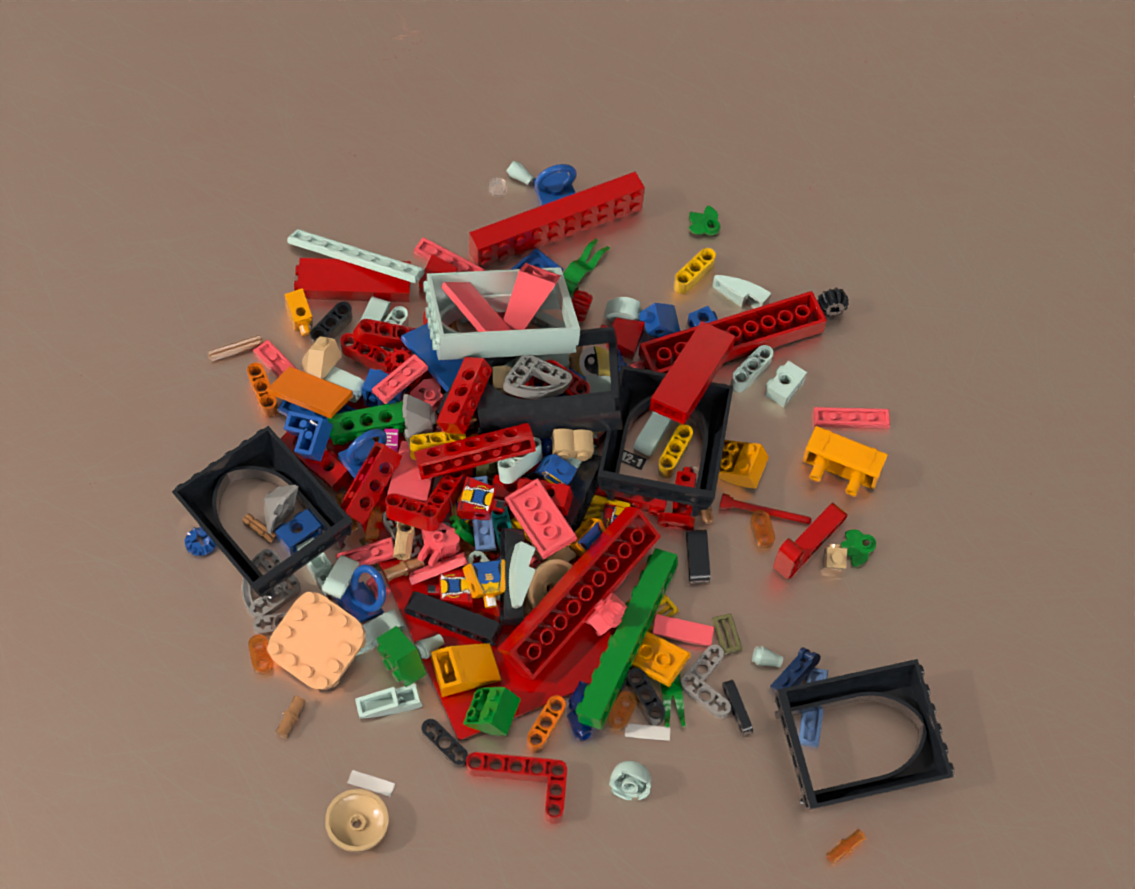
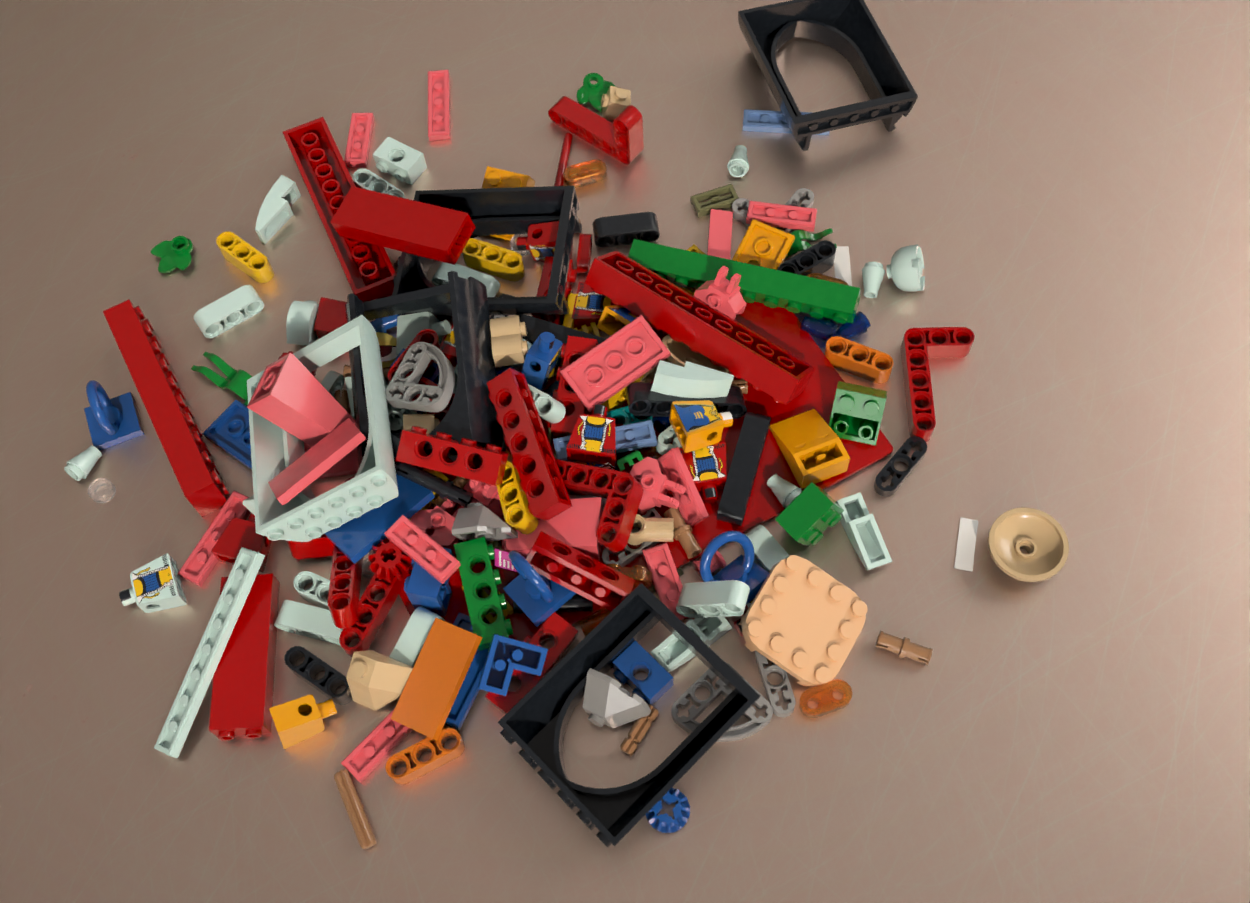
camera: 85 degrees left, 0 degrees up
(414, 224) = (155, 586): none -> torso
(627, 750) = (872, 278): none -> light aqua cone
(643, 261) = (228, 311): none -> light aqua beam
(660, 320) = (320, 280): blue torso -> none
(698, 682) = (782, 215): none -> coral tile
(702, 314) = (316, 245): blue brick -> none
(737, 707) = (809, 179): black beam -> none
(797, 670) = (753, 135): dark blue plate -> none
(815, 354) = (359, 140): none -> coral tile
(833, 302) = (292, 115): black gear -> none
(844, 458) = (496, 98): light orange piece -> none
(845, 846) = (934, 86): clear orange pin -> none

